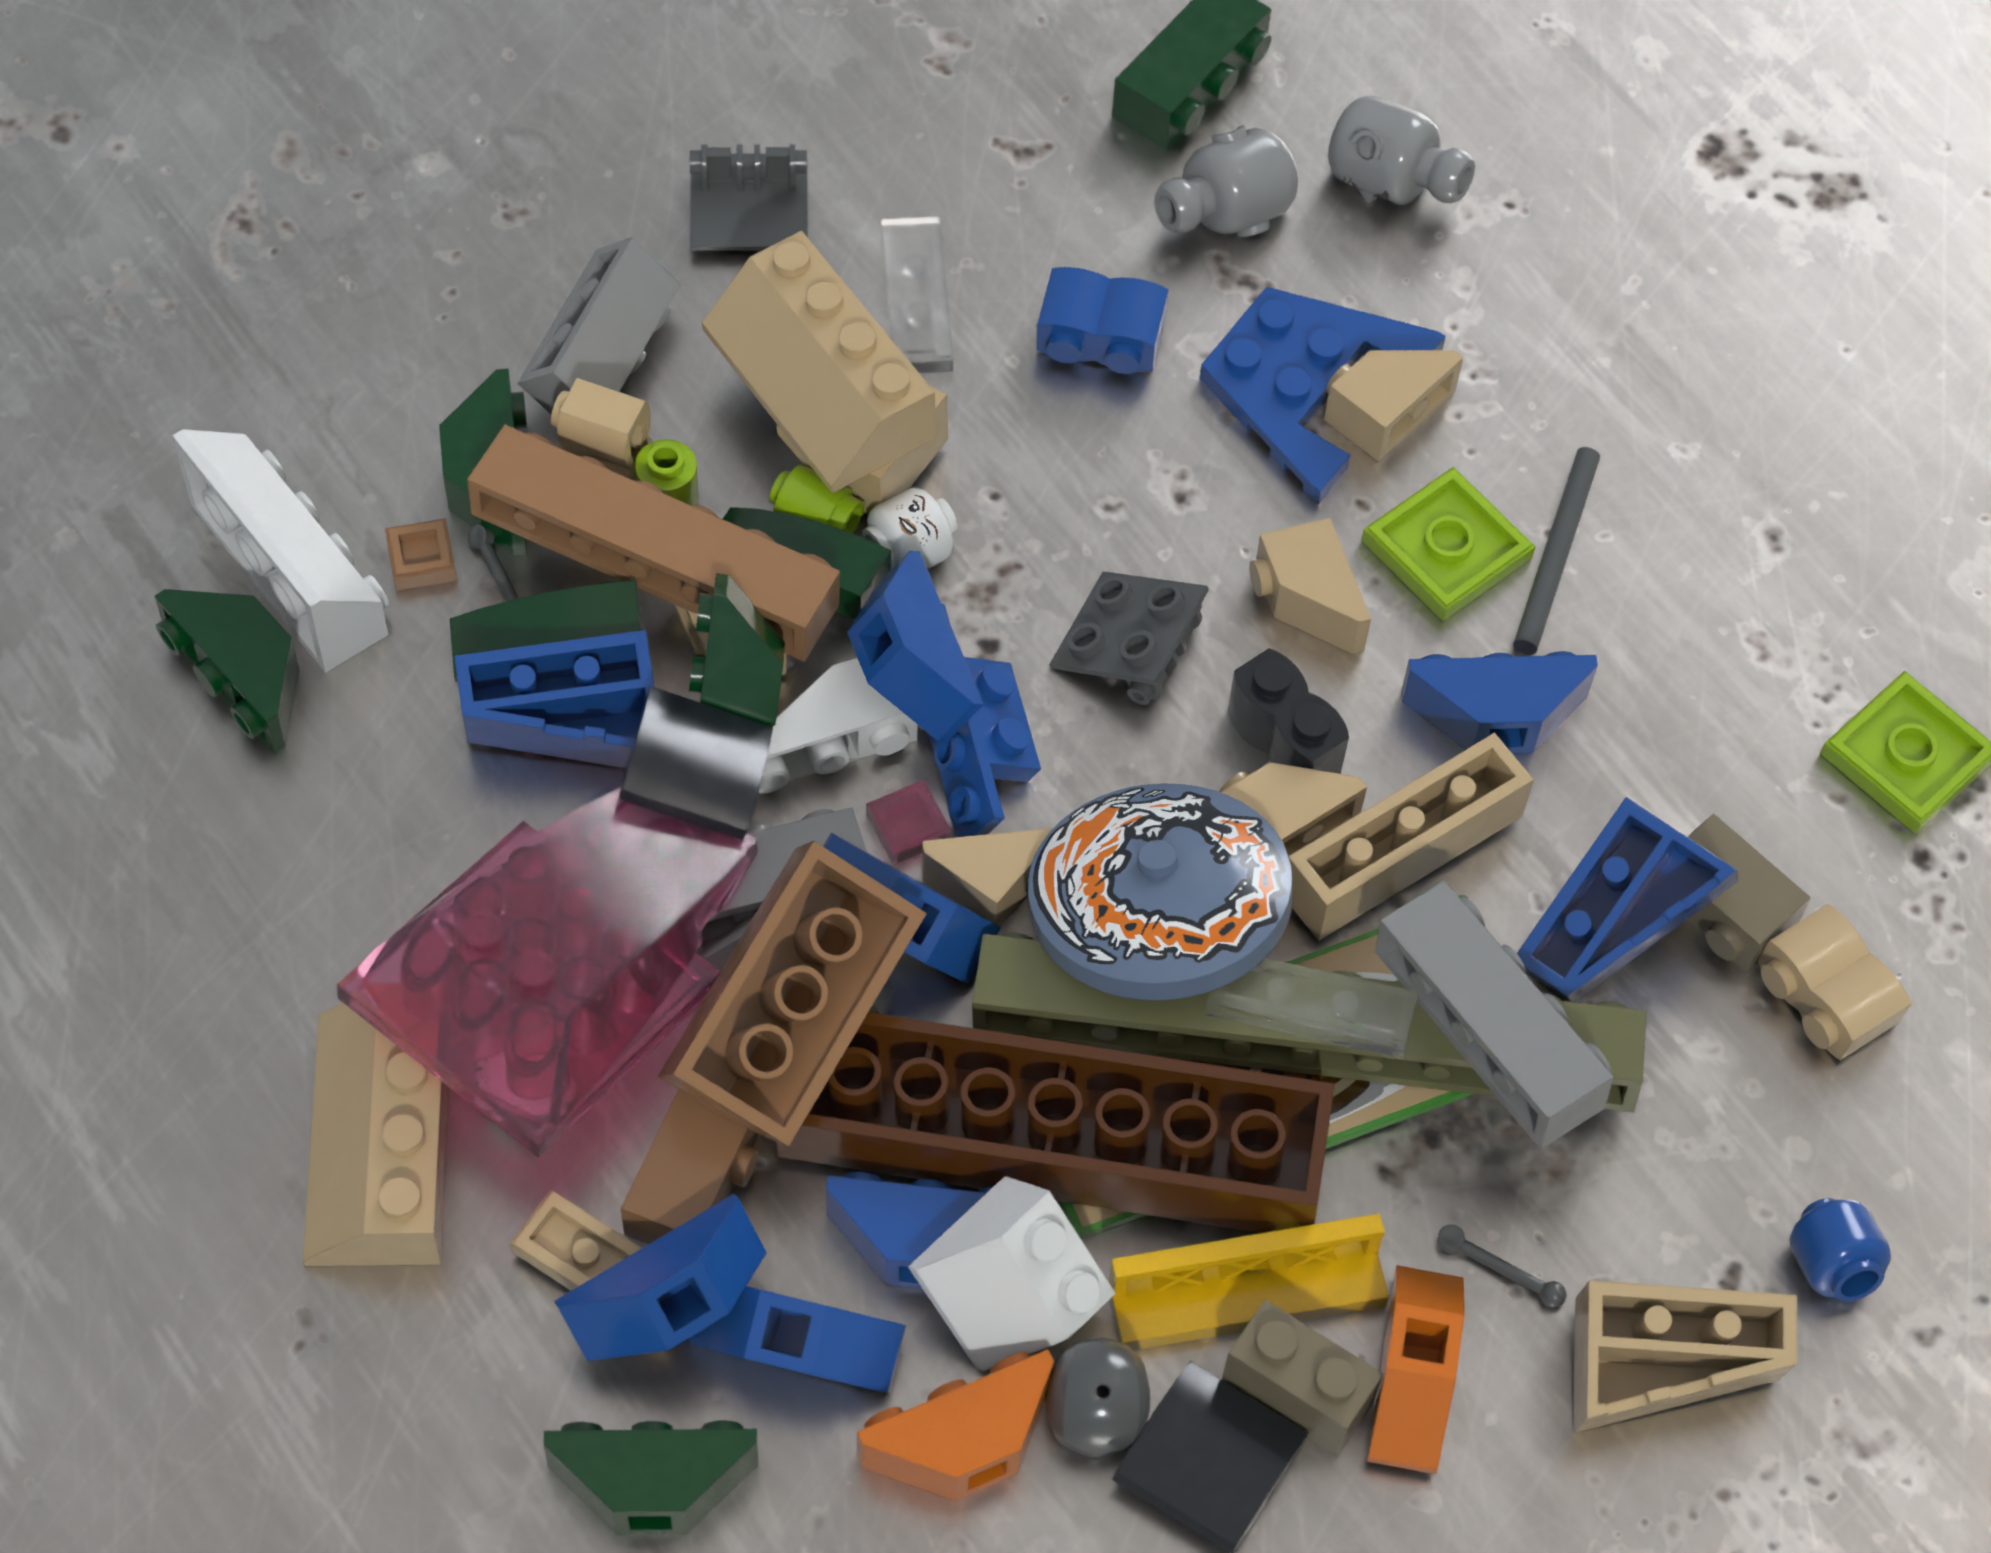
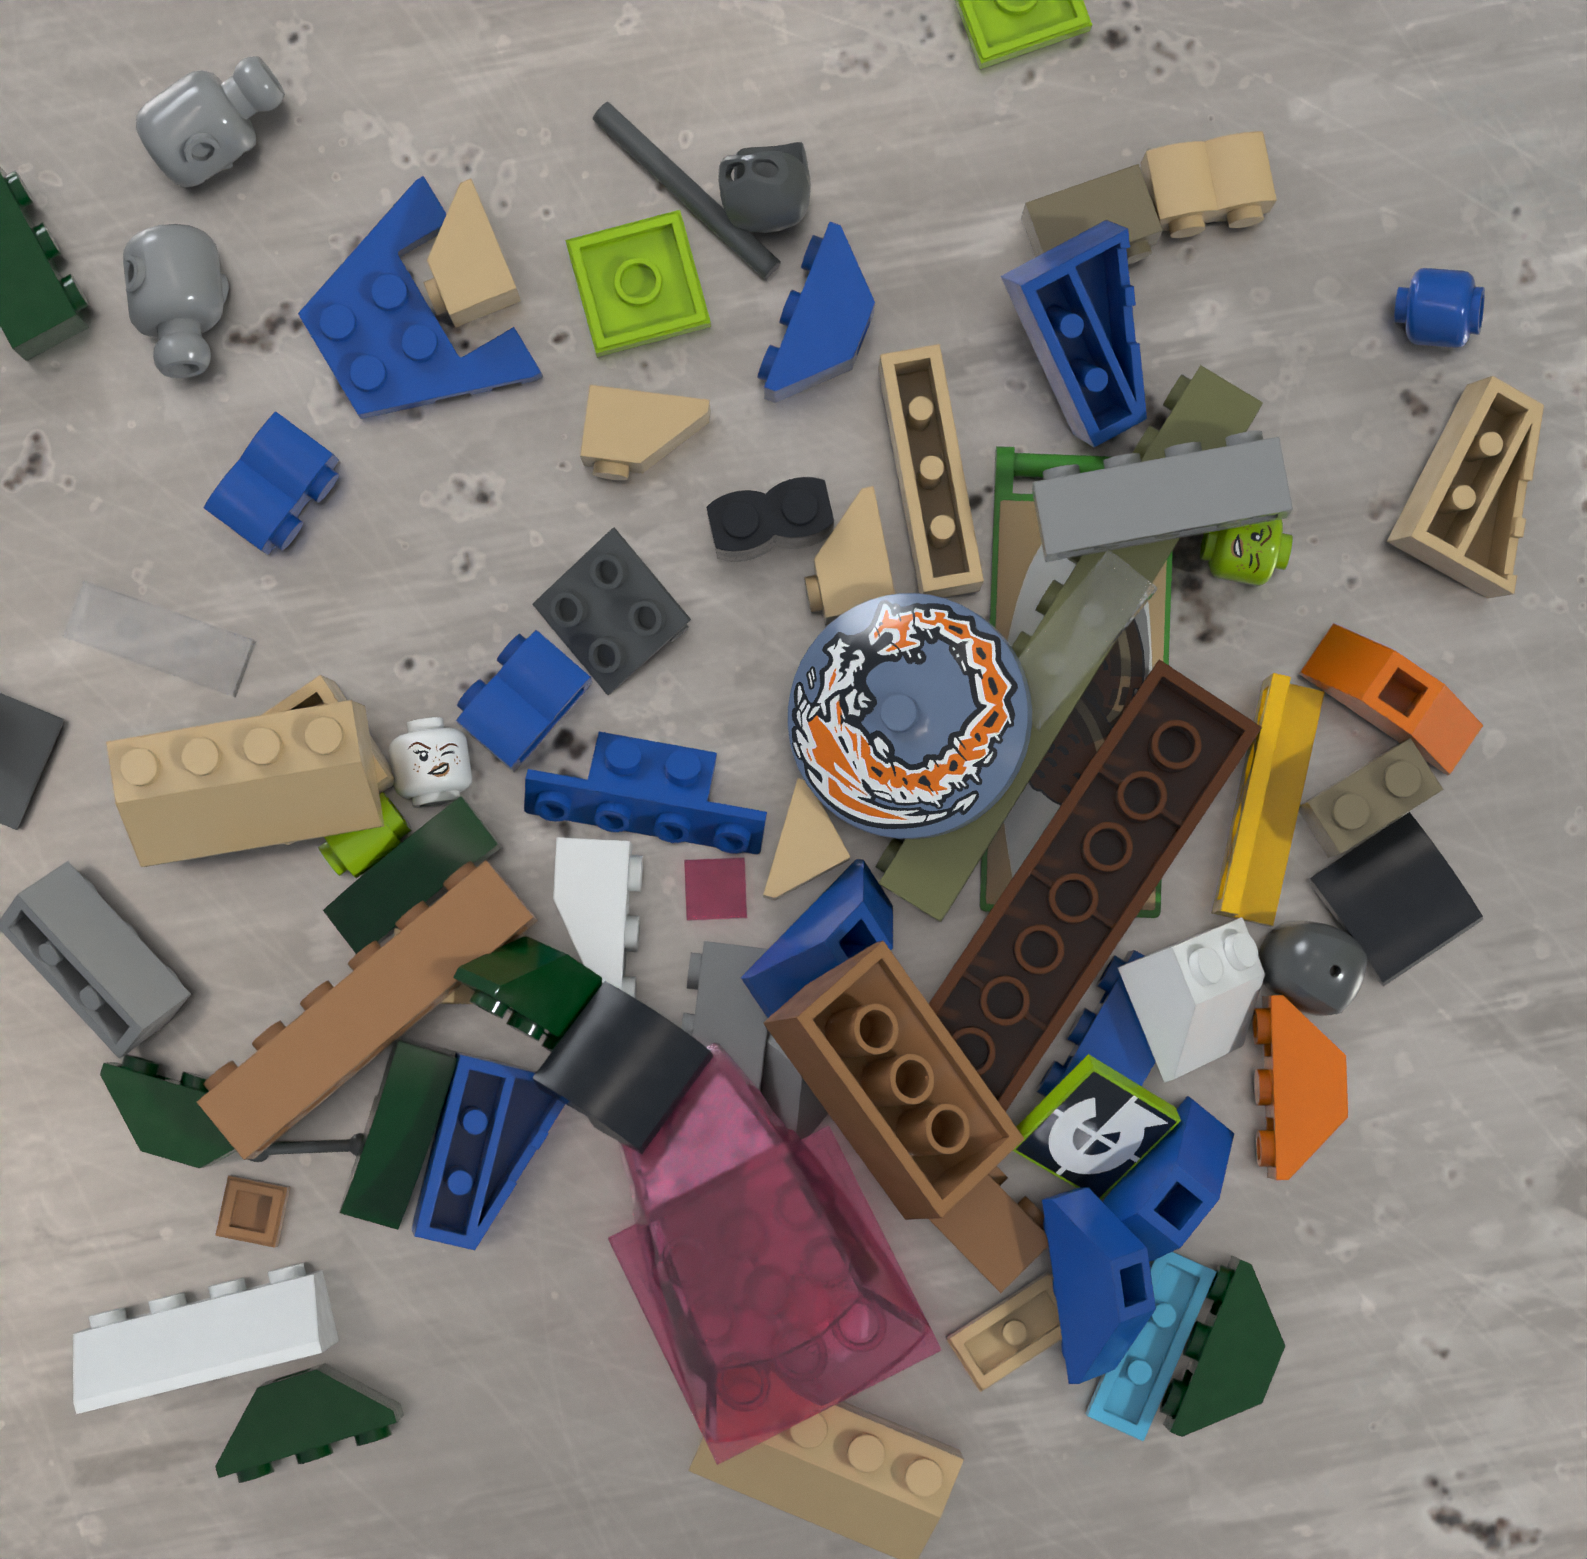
camera: 65 degrees left, 25 degrees up
(602, 425) = (221, 1006): tan brick -> none
(628, 1391) = (1134, 1390): none -> medium azure plate
(670, 468) = (303, 964): lime brick -> none
(830, 1231) = (1094, 1127): none -> tile
(913, 652) = (575, 825): blue slope -> none
(1008, 587) = (522, 699): none -> blue brick
(1452, 1240) = (1290, 612): dark grey hinge -> none
(1495, 1157) = (1247, 552): none -> lime head
(1596, 605) = (768, 187): none -> dark grey helmet

